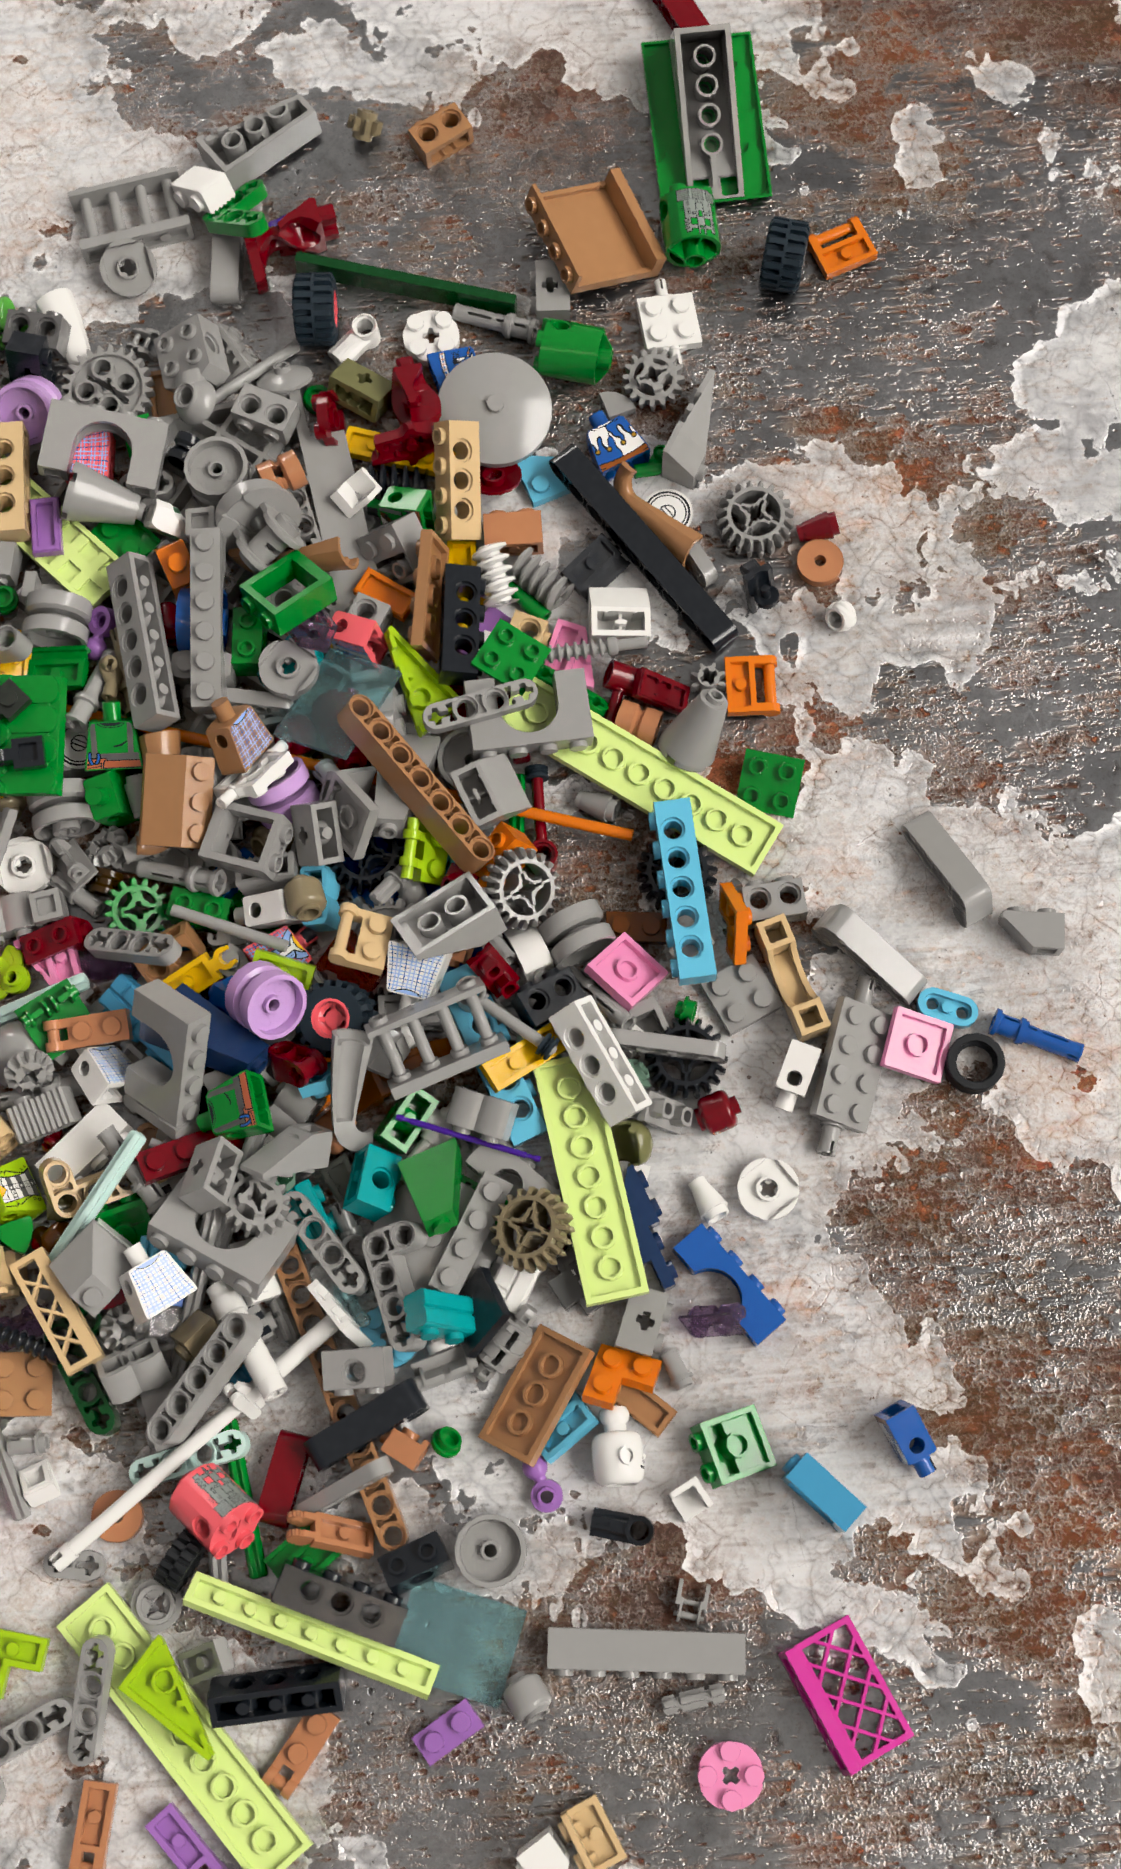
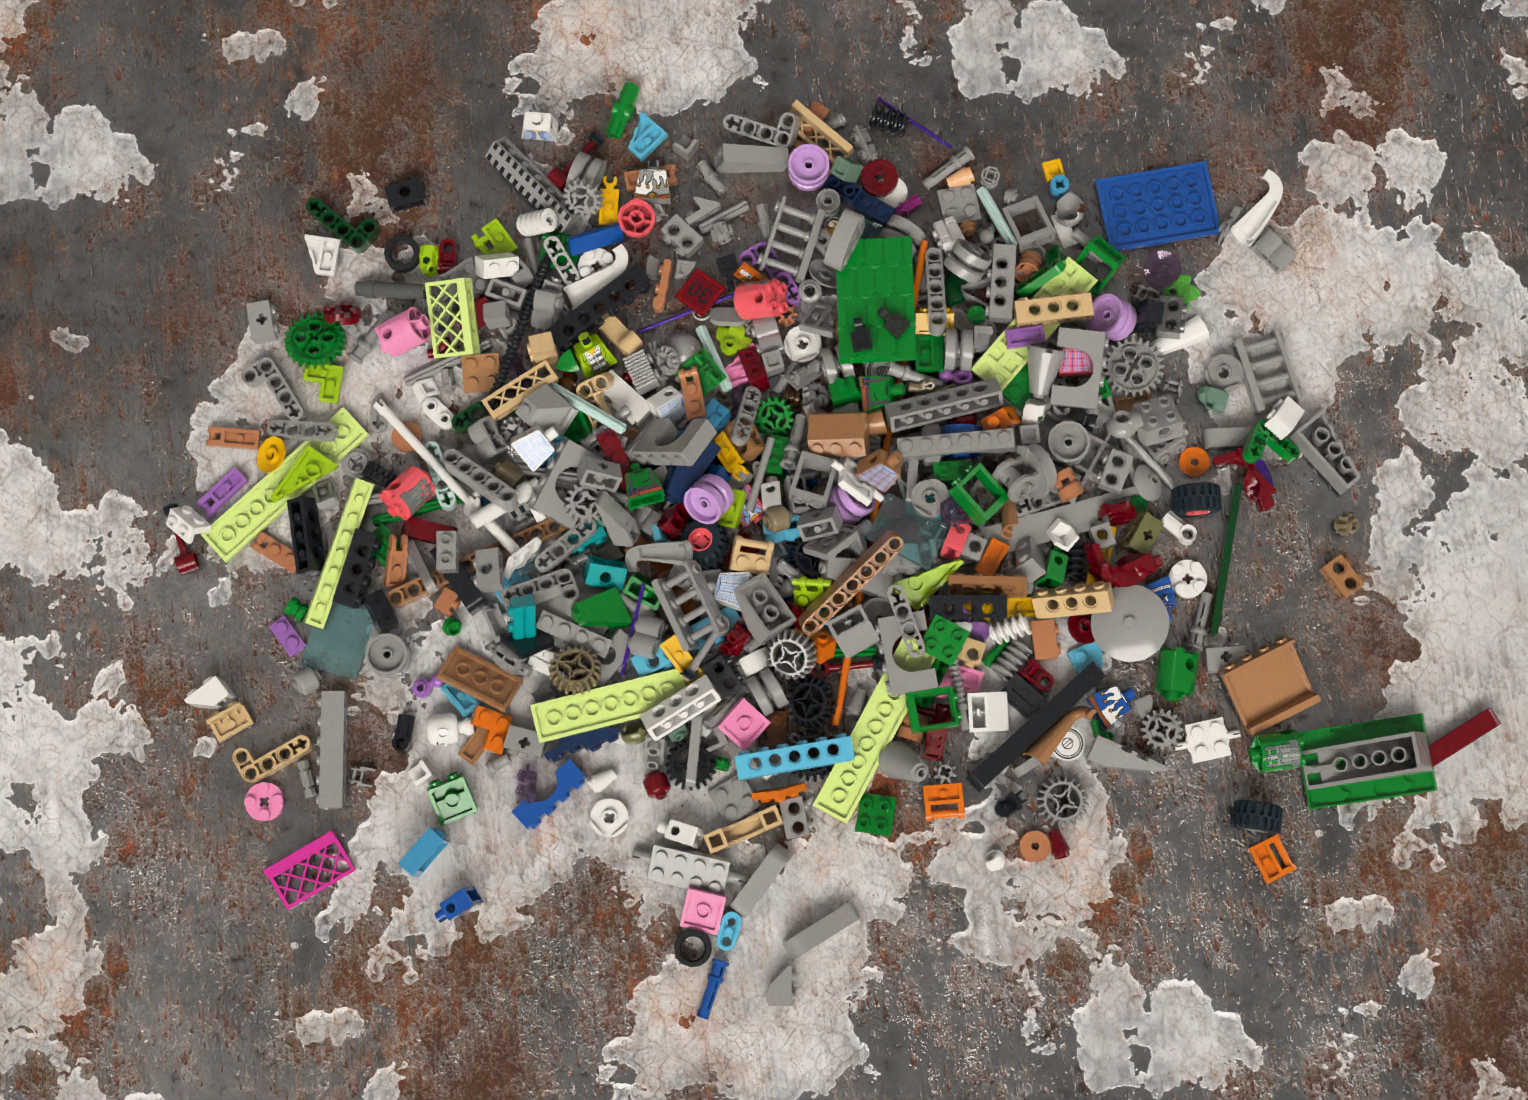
camera: 90 degrees right, 5 degrees up
(82, 1462) = (437, 413): none -> white plate
(129, 1758) = (271, 454): none -> yellow dish
(165, 285) = (1213, 398): none -> sand green rock
(252, 310) = (1197, 454): none -> orange piece
(324, 1435) = (447, 551): none -> light grey brick
(352, 432) = (1105, 527): none -> light grey brick
(405, 1710) = (296, 609): none -> green wheel
(561, 549) = (1036, 674): none -> dark red piece
(608, 871) = (814, 685): none -> black gear
(619, 710) = (912, 711): none -> green window
(653, 1754) = (276, 755): none -> tan beam

